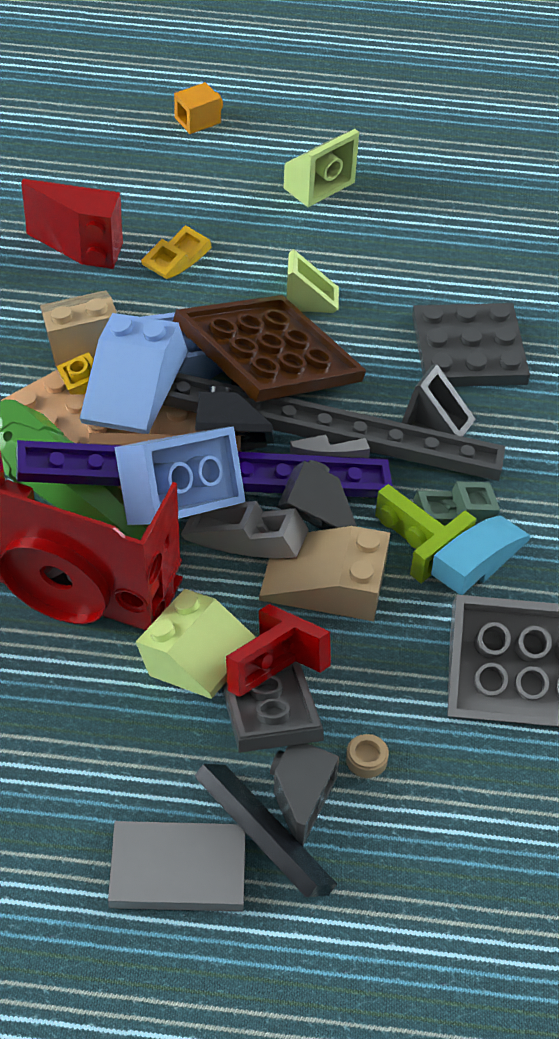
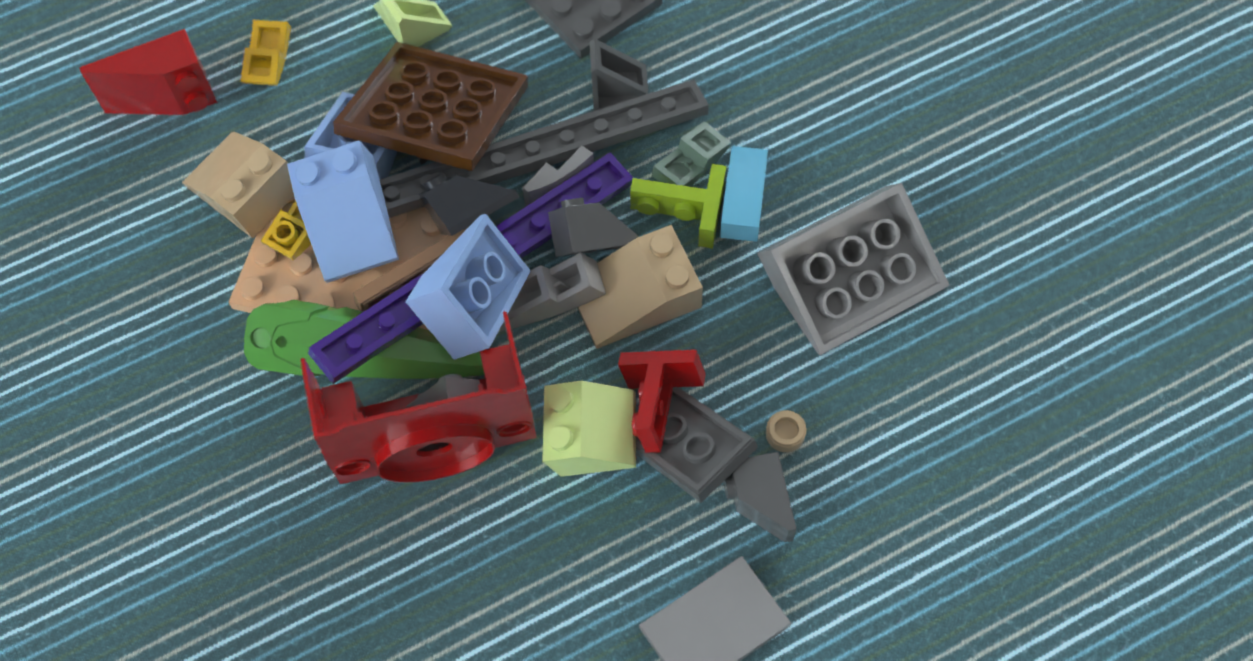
camera: 30 degrees left, 15 degrees up
(265, 830) = (761, 550): black tile -> none

